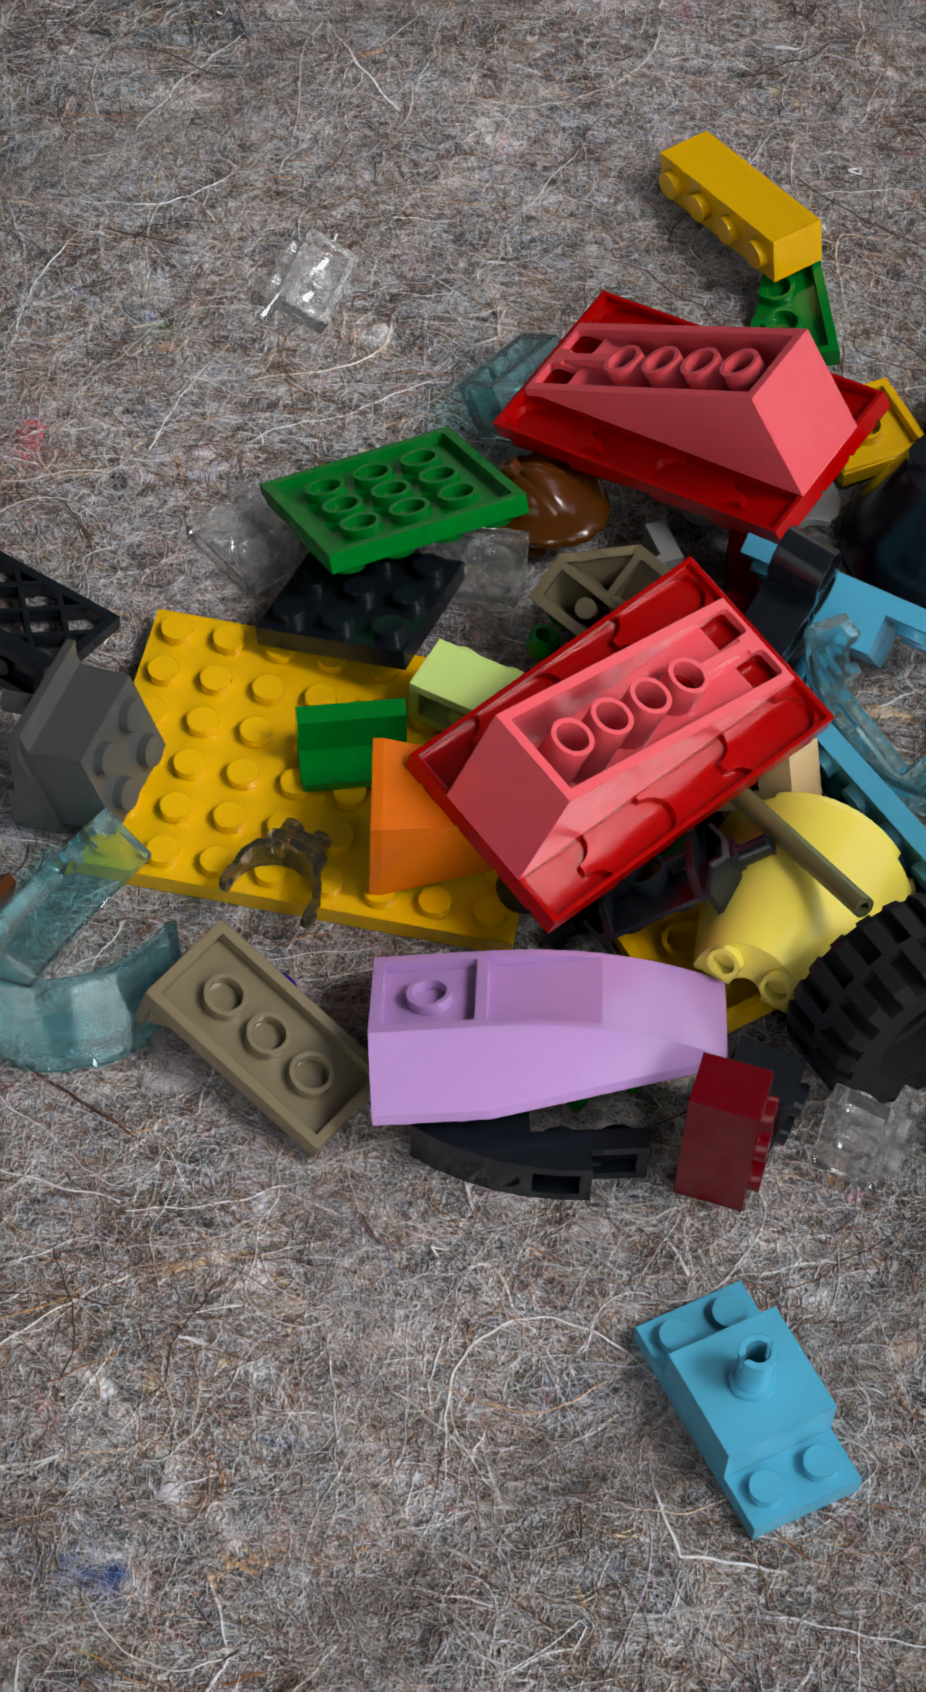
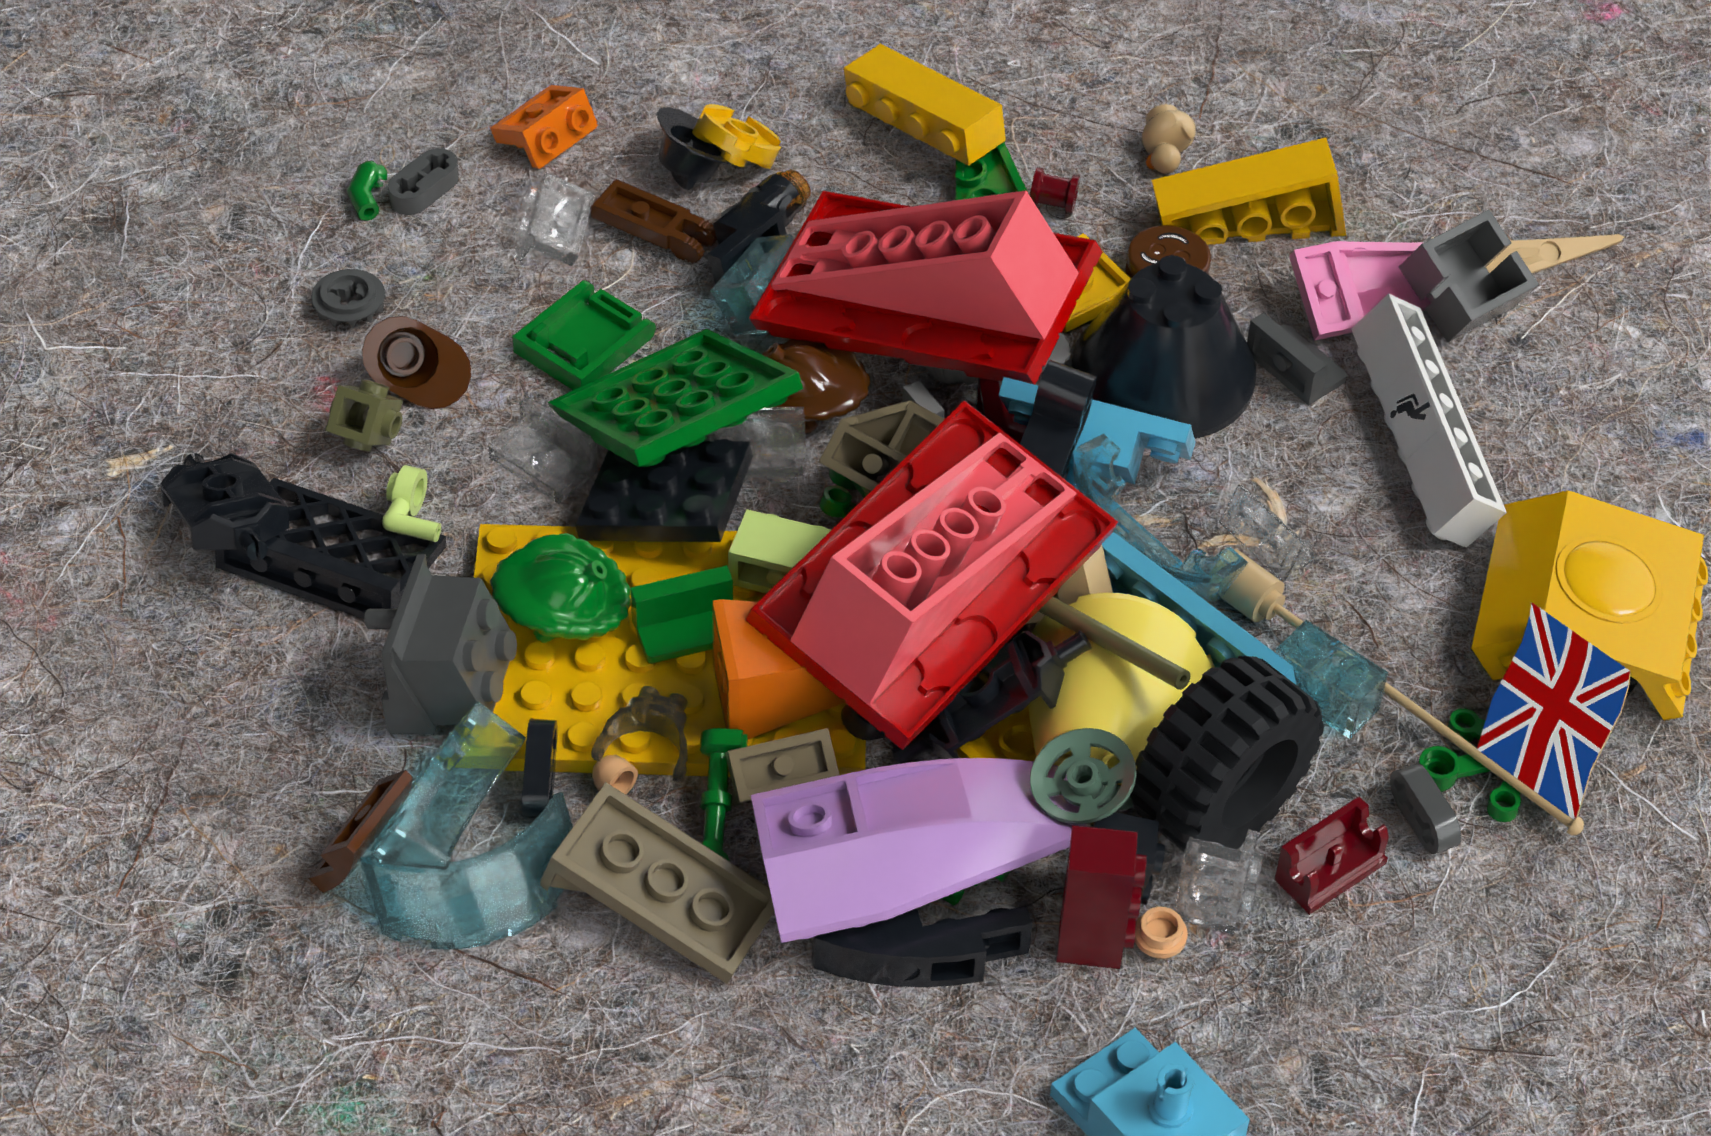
camera: 10 degrees left, 5 degrees down
(60, 470) = (365, 415): none -> olive brick
(69, 322) = (341, 286): none -> dark grey gear
(87, 564) = (407, 495): none -> yellowish green plate
(110, 219) = (360, 187): none -> green arm
(127, 419) = (416, 362): none -> reddish brown piece
(160, 886) = (539, 766): none -> black beam
(181, 217) = (423, 181): none -> dark grey beam
(224, 696) = (562, 588): none -> green piece
(241, 909) = (616, 772): none -> light nougat hinge
(319, 413) = (589, 335): none -> green container
(327, 171) = (547, 123): none -> orange bracket
(357, 898) = (716, 799): none -> green piece
(417, 927) = (780, 764): none -> dark tan panel
(419, 296) = (654, 220): none -> reddish brown hinge
(473, 219) = (682, 152): none -> black piece
(526, 216) = (738, 139): none -> yellow plate
(531, 307) = (759, 214): none -> black plate
(738, 999) = (1088, 778): none -> sand green dish
(792, 1179) = (1161, 933): none -> light nougat plate
(865, 323) = (1055, 190): none -> dark red bush

